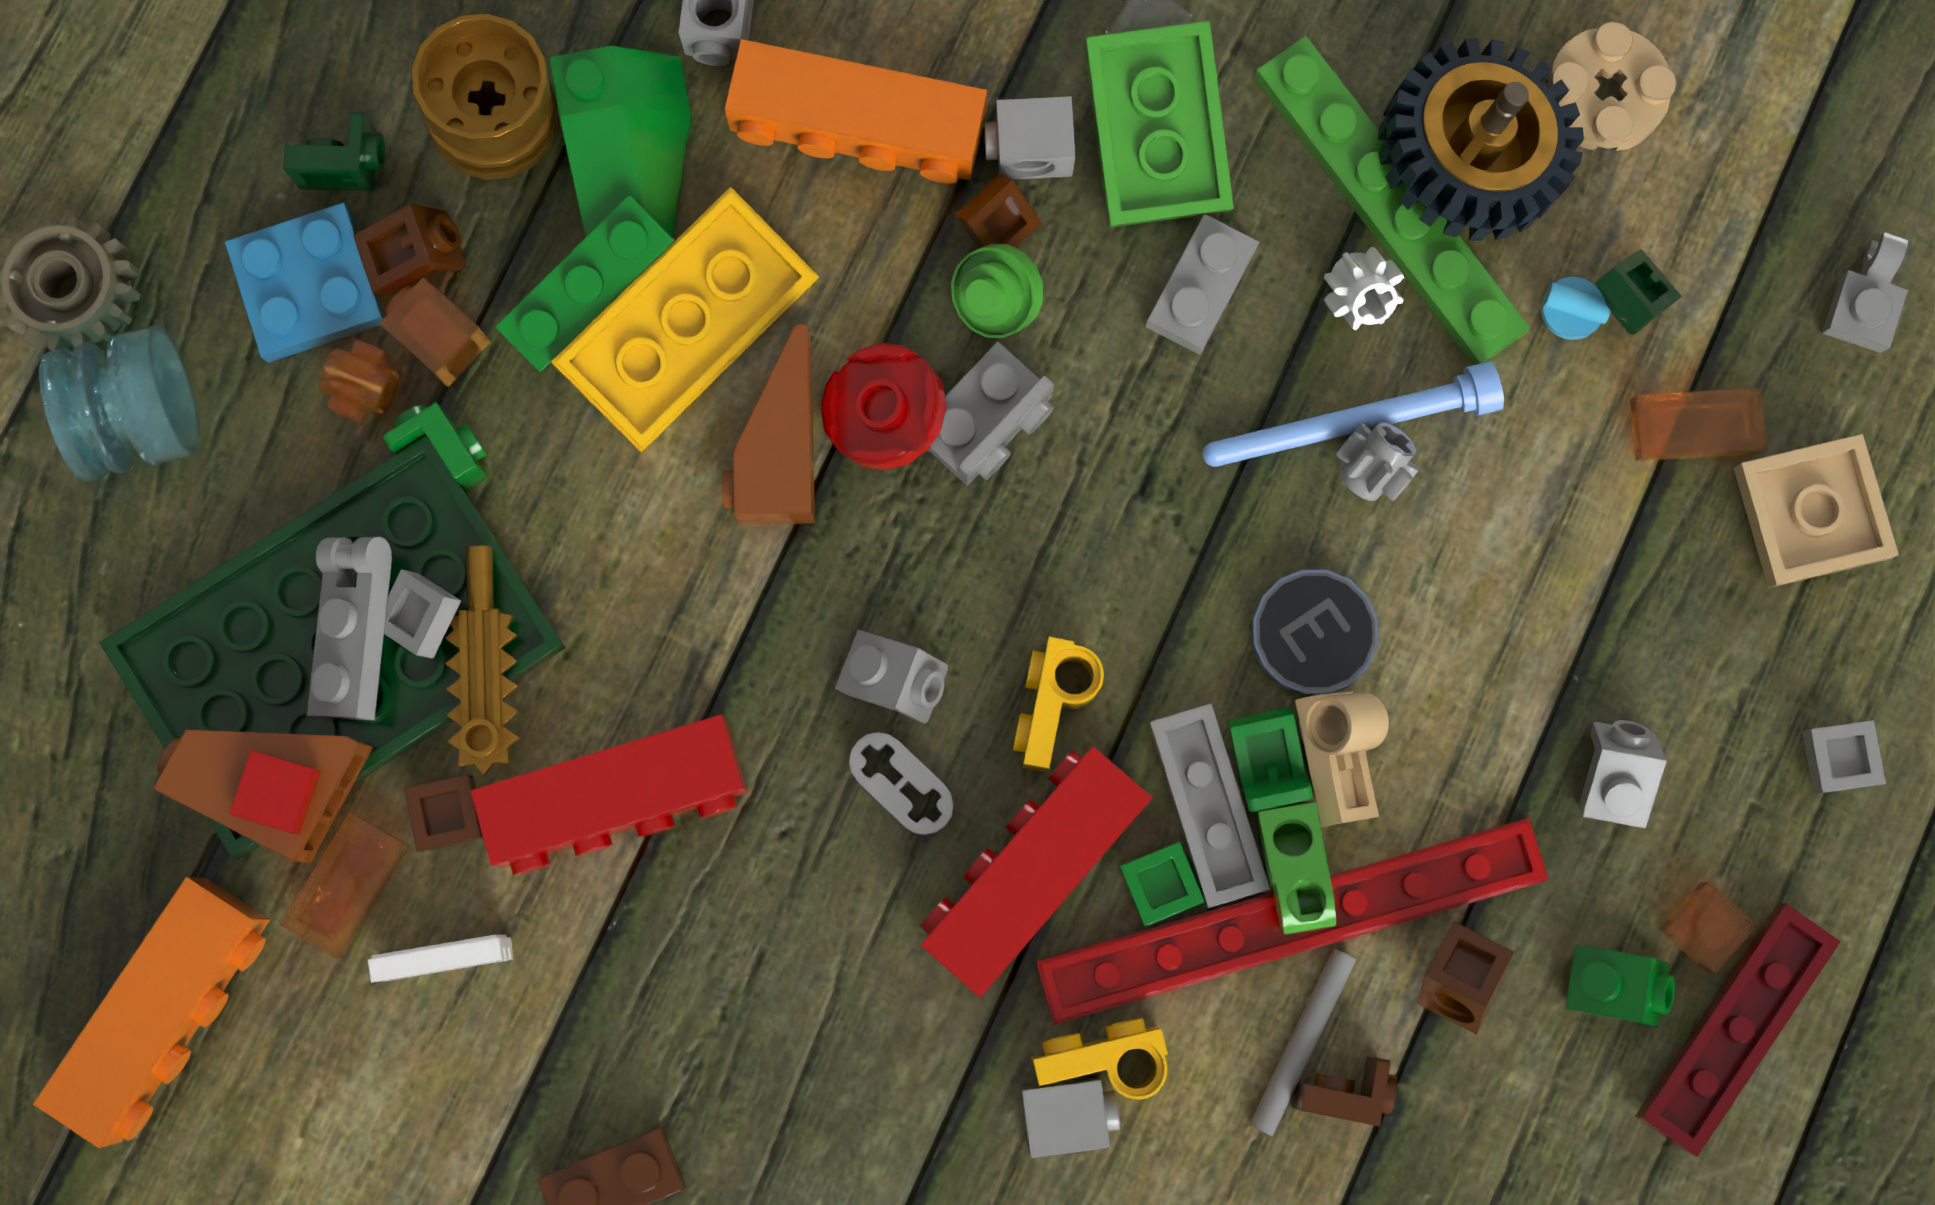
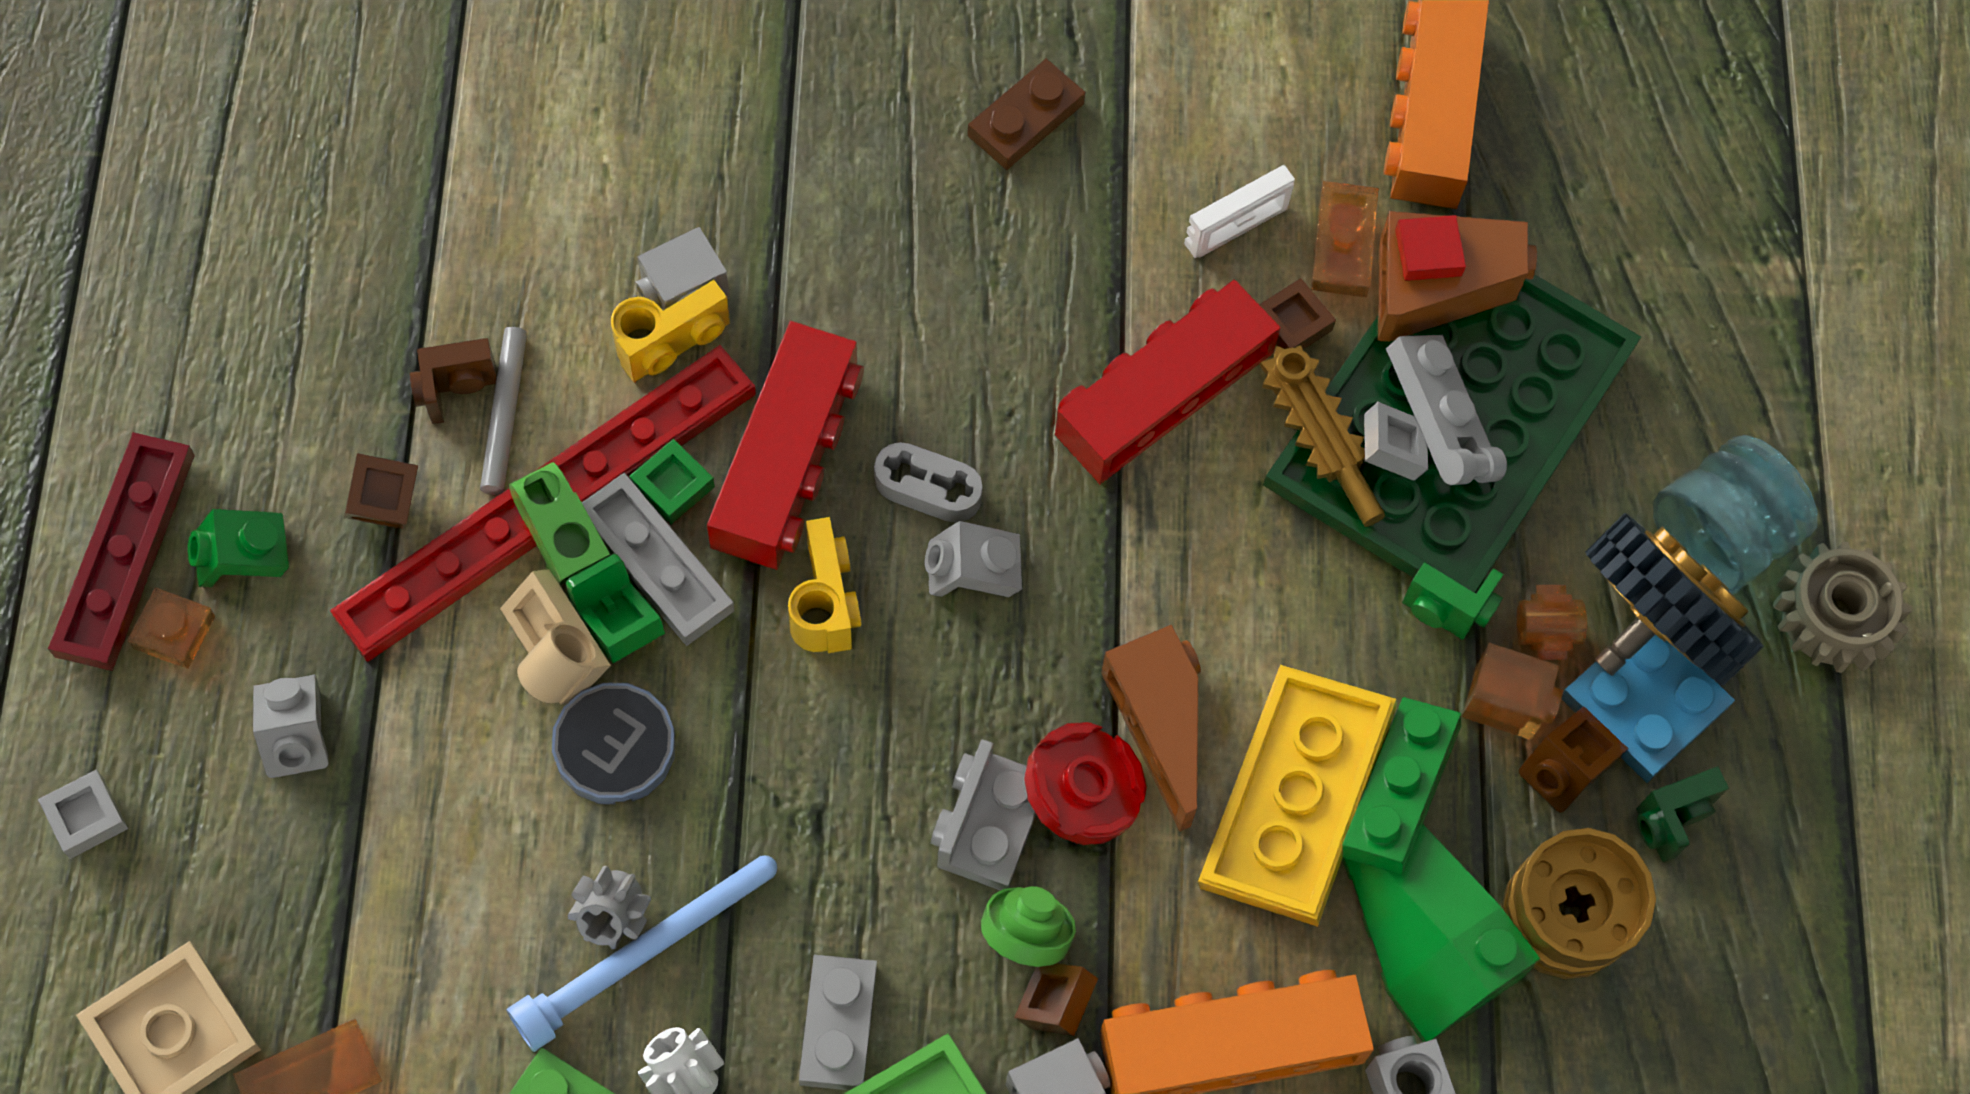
camera: 155 degrees right, 15 degrees down
(239, 325) = (1673, 600): none -> black wheel

